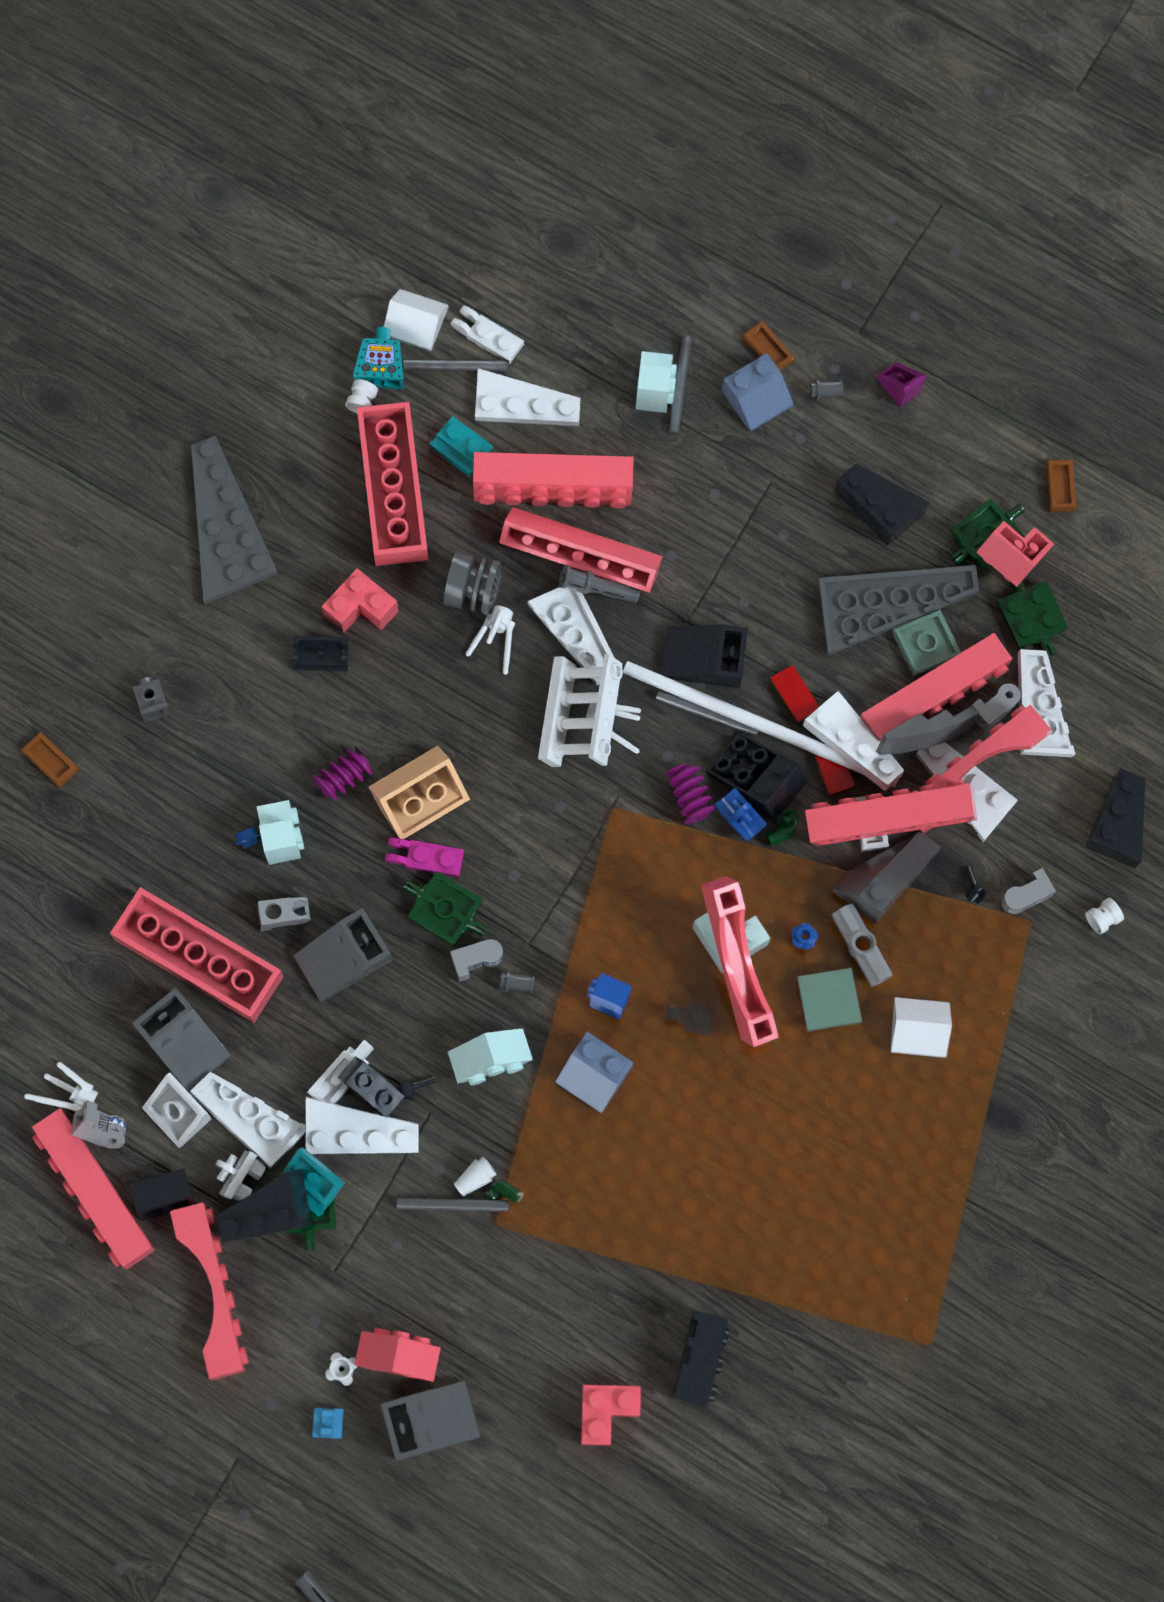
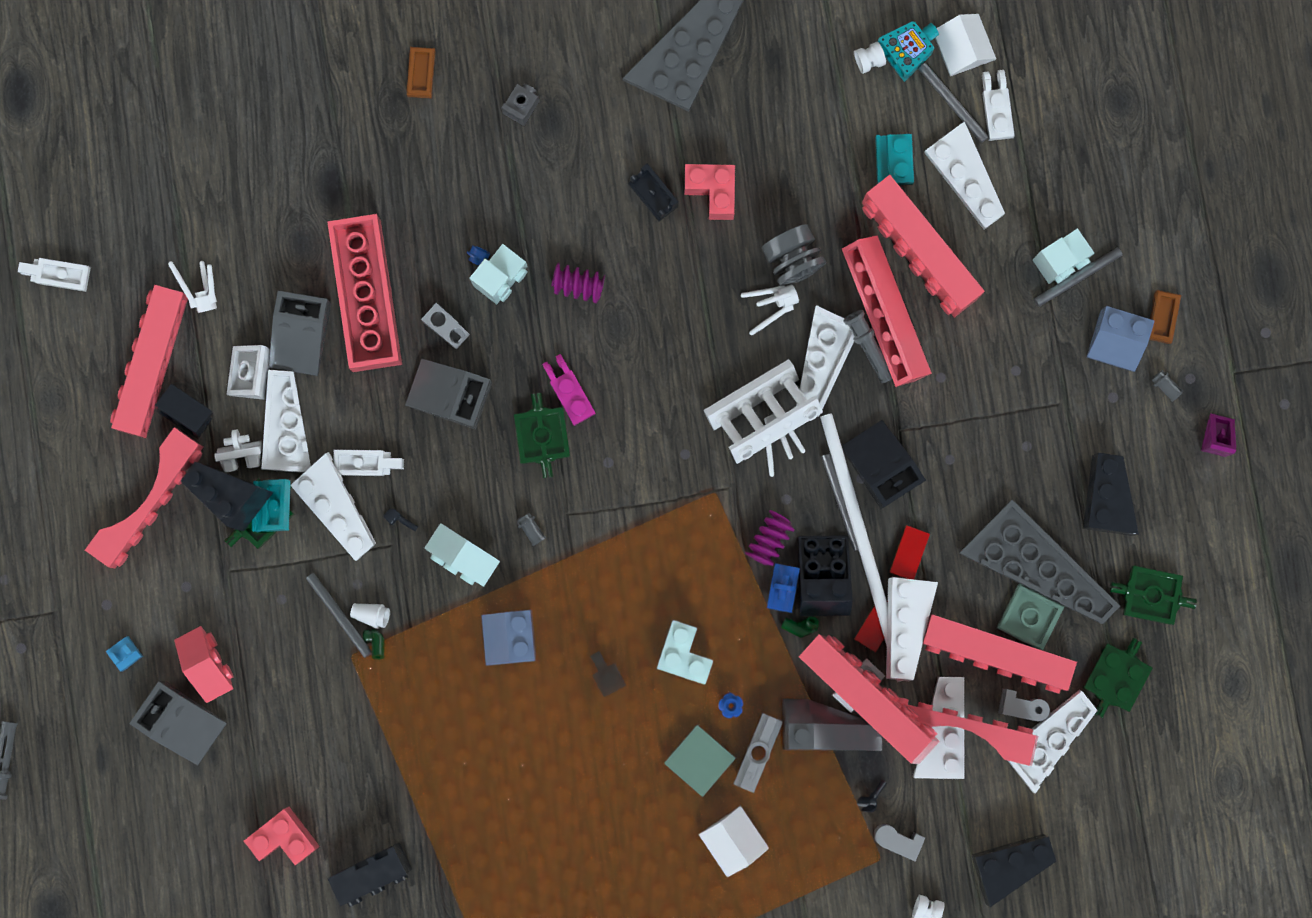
camera: 55 degrees right, 10 degrees up
(98, 1127) = (192, 329): light grey leg -> none
(334, 1373) = (160, 629): white plate -> none
(370, 1086) = (370, 490): black brick -> none
(392, 484) = (821, 135): coral brick -> none
(419, 792) = (609, 347): light nougat slope -> none
(477, 955) = (530, 488): light grey leg -> none
(609, 995) = (569, 603): blue brick -> none
(727, 920) = (679, 654): coral arch -> none
(923, 733) = (953, 671): dark grey slope -> none
(1014, 554) = (1149, 628): coral brick -> none
(1060, 485) = (1239, 619): dark orange tile -> none

